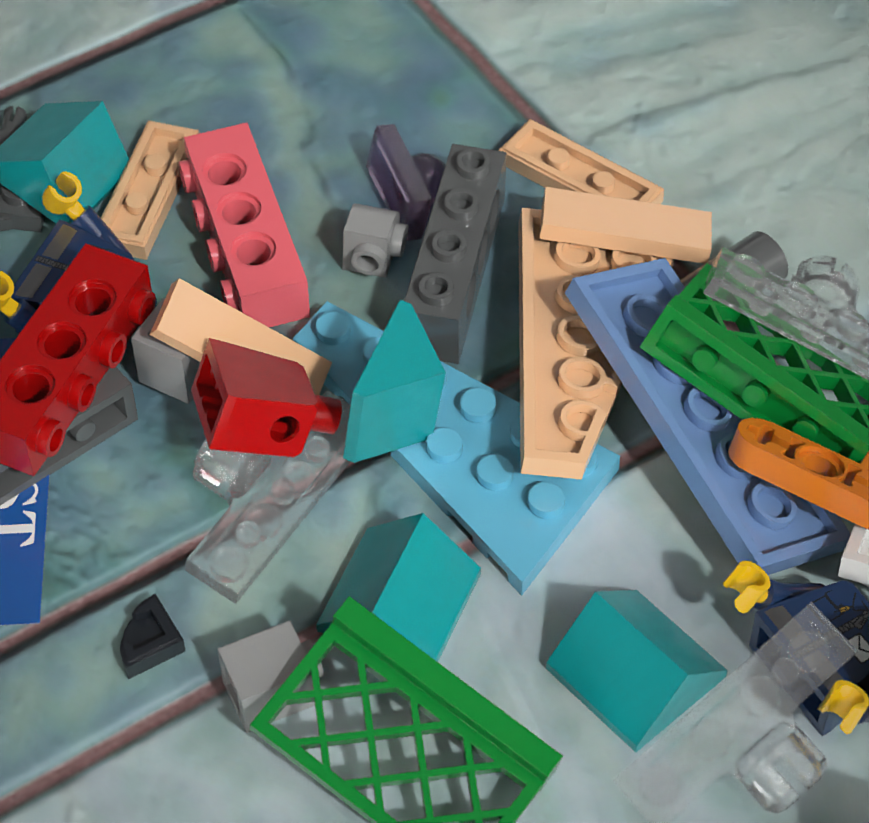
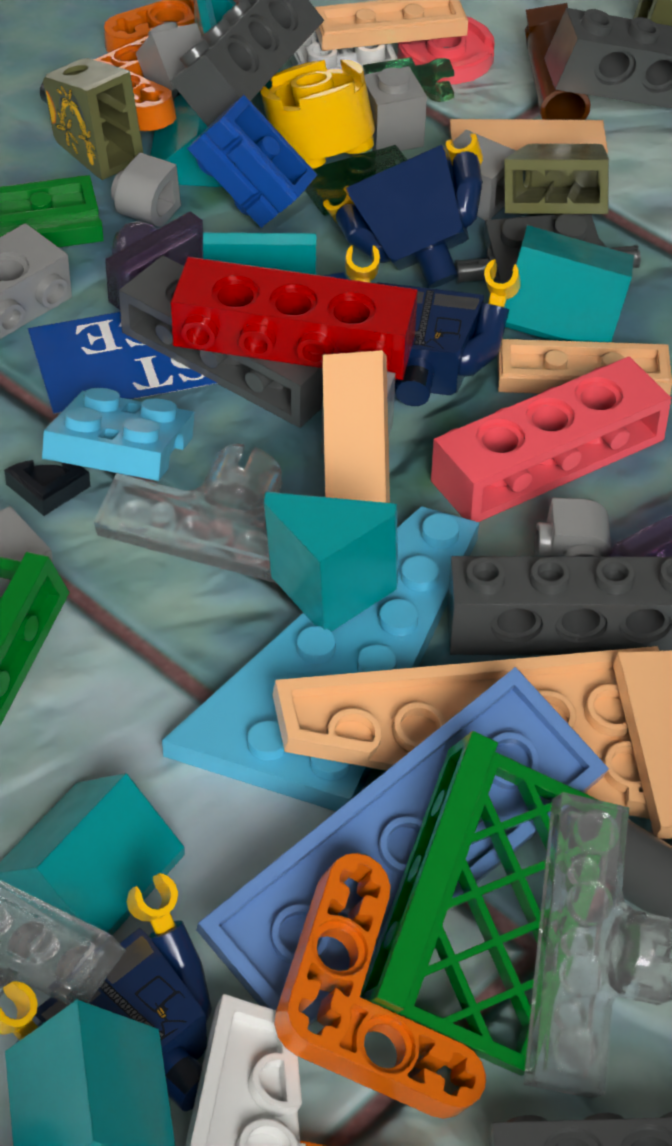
camera: 75 degrees right, 5 degrees down
(127, 551) = (118, 433): none -> medium azure brick
(258, 402) = (279, 450): red torso -> none
(409, 580) = (128, 655): teal slope -> none

